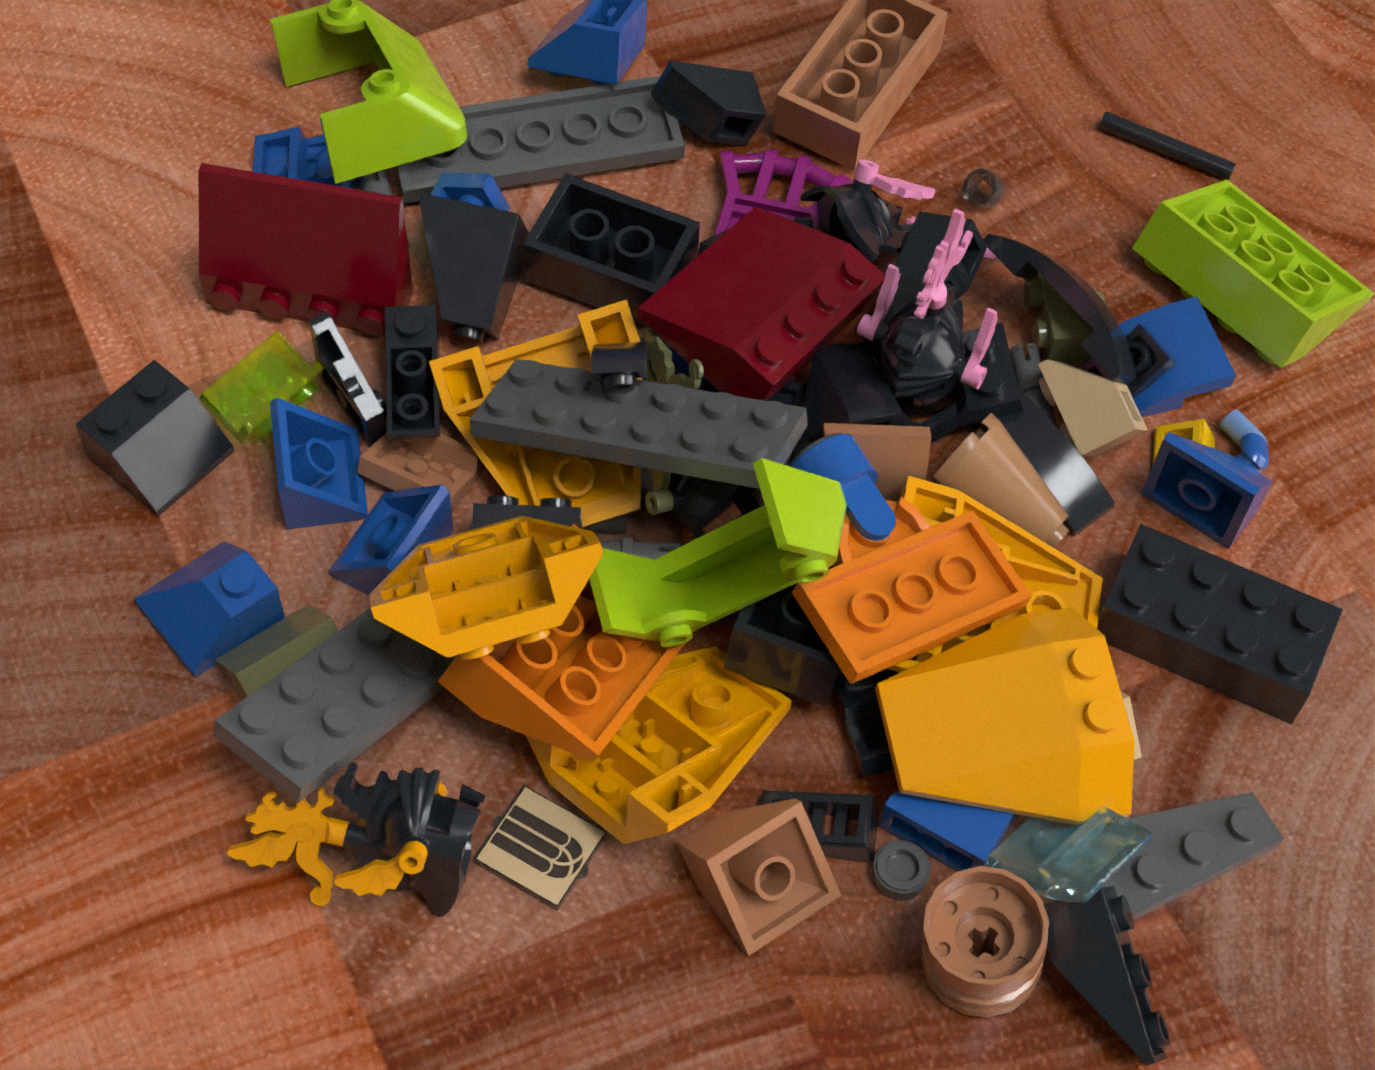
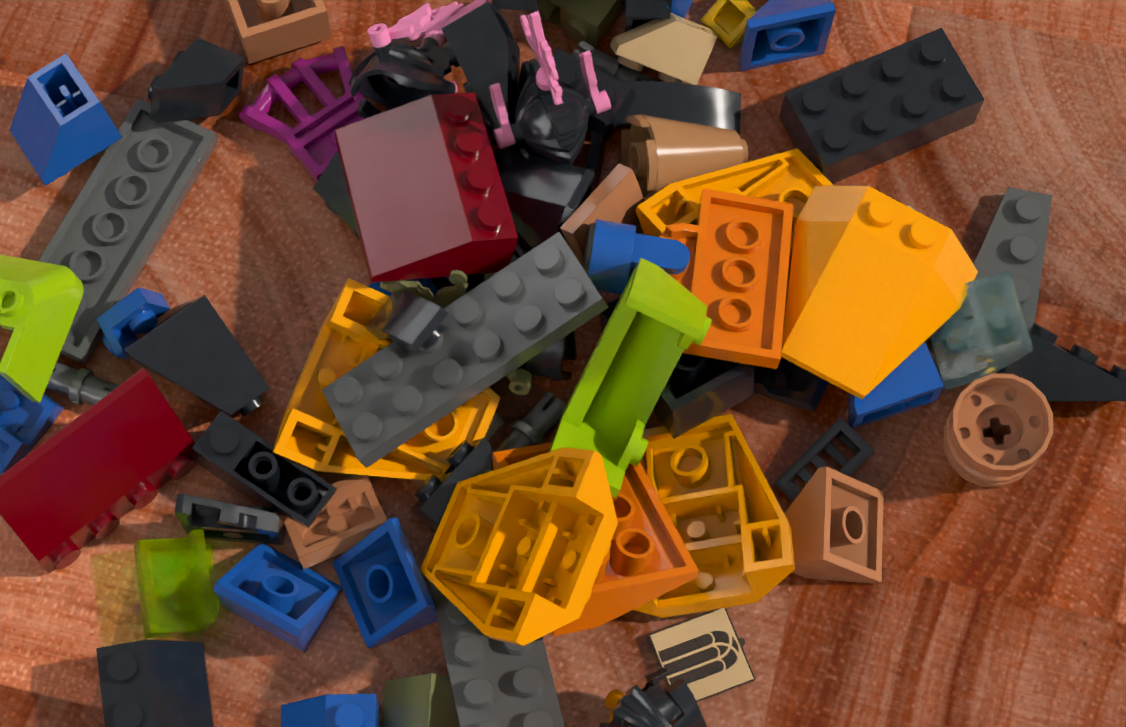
camera: 50 degrees left, 10 degrees up
(606, 245) = (270, 253): black brick -> none
(900, 870) = (895, 440): dark grey tile -> none

